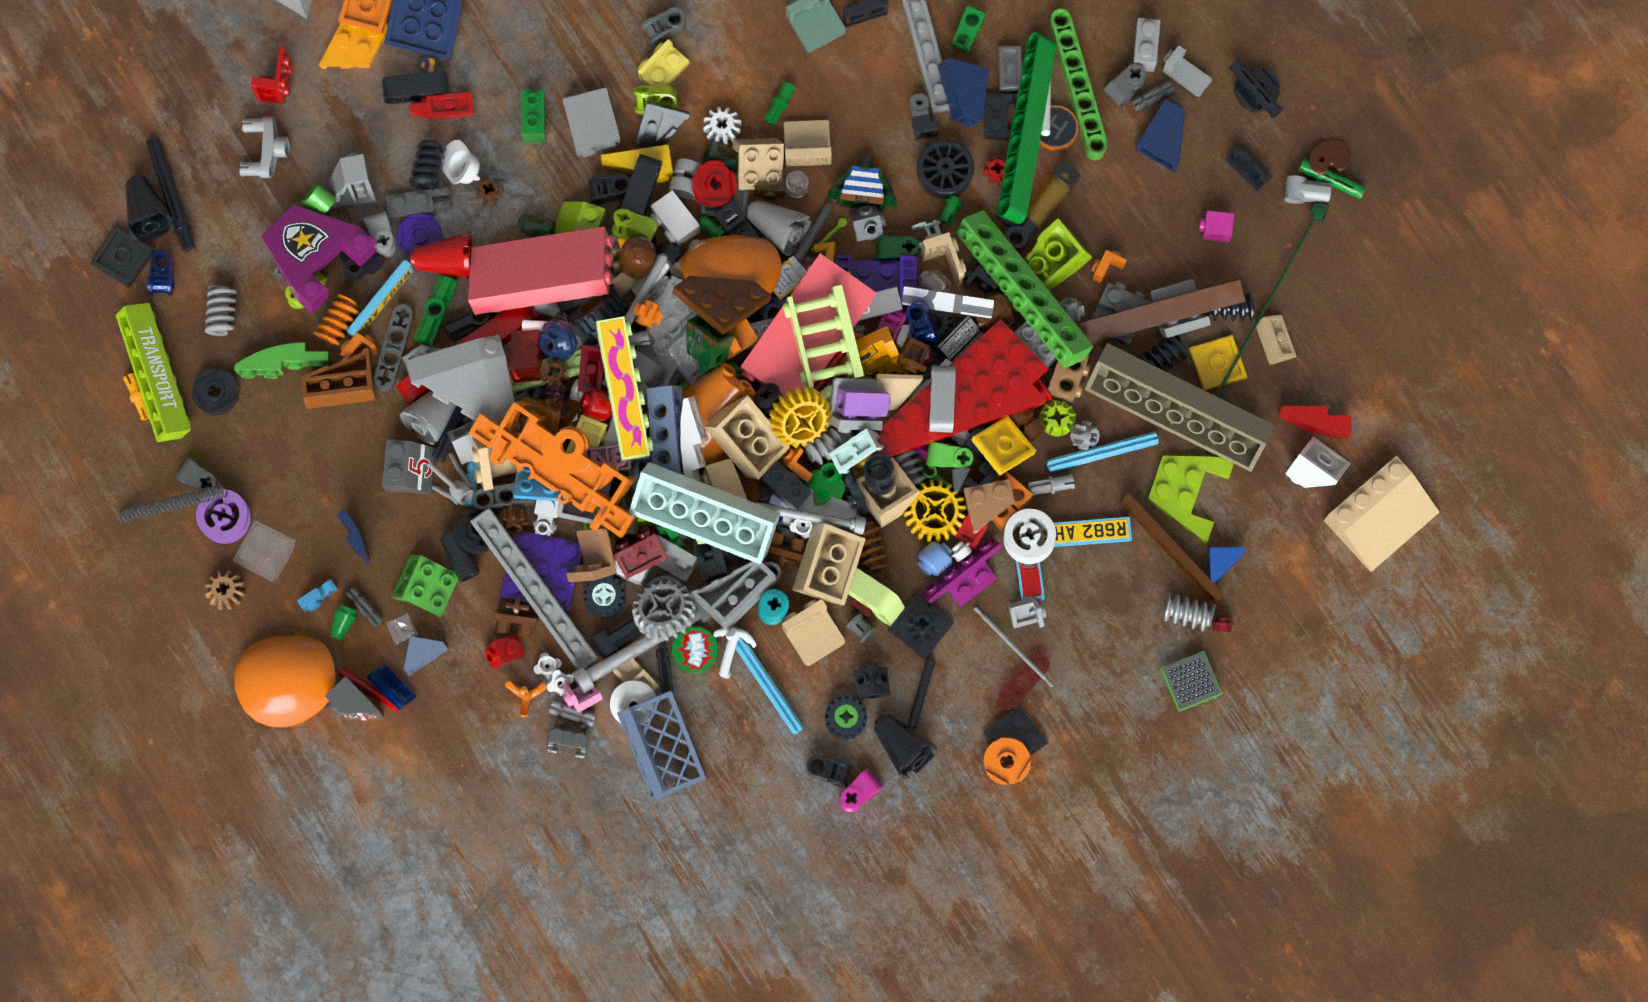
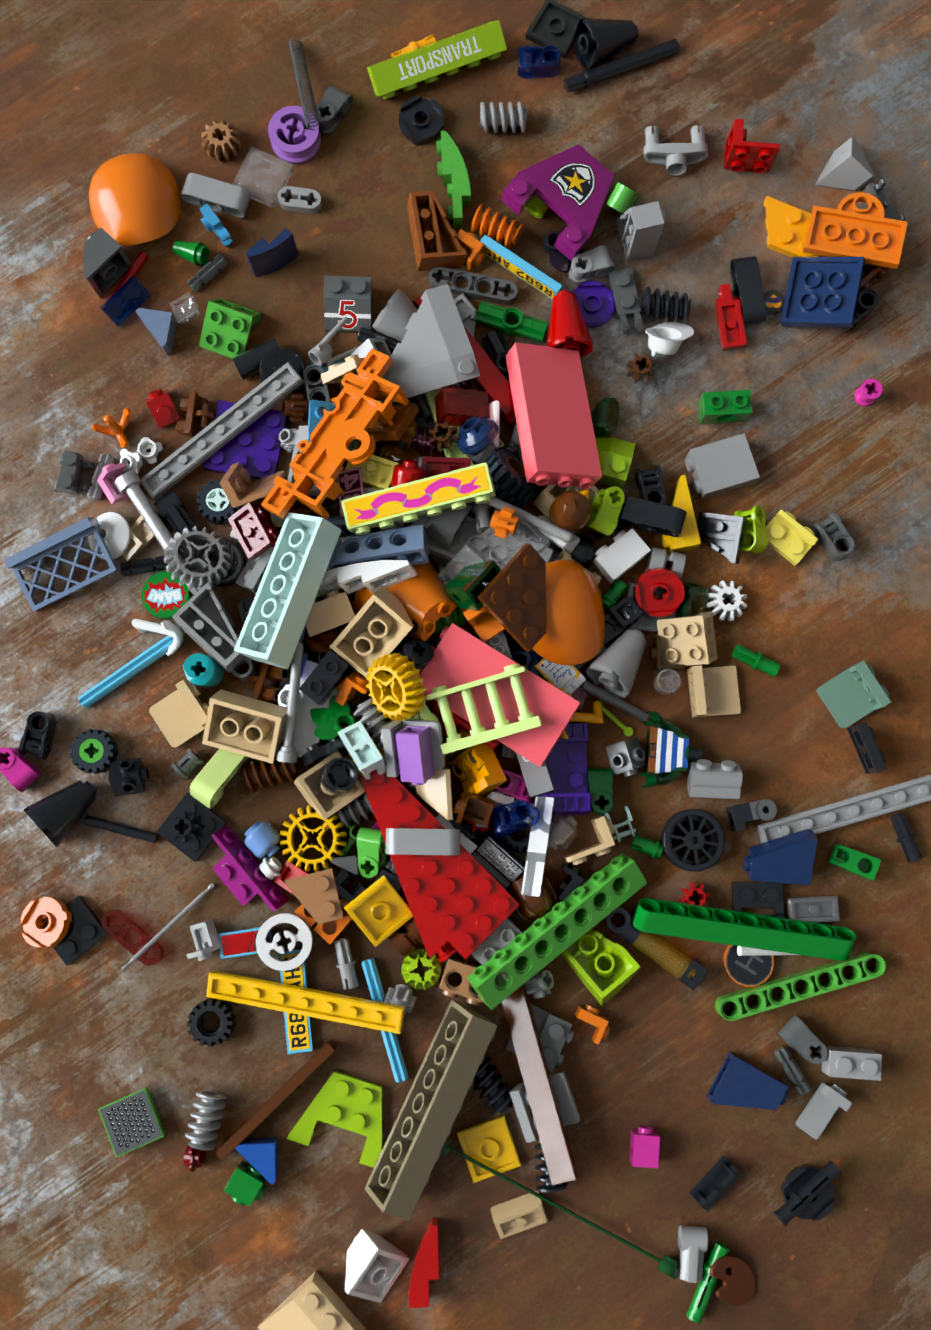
camera: 90 degrees right, 5 degrees up
(283, 596) = (217, 194): none -> light grey beam
(297, 515) = (300, 200): none -> light grey beam
(890, 146) = (714, 779): none -> light grey brick
(1084, 520) = (306, 1001): none -> yellow tile
(1102, 594) = (200, 1033): none -> black tyre
(1246, 577) = (245, 1185): none -> green brick

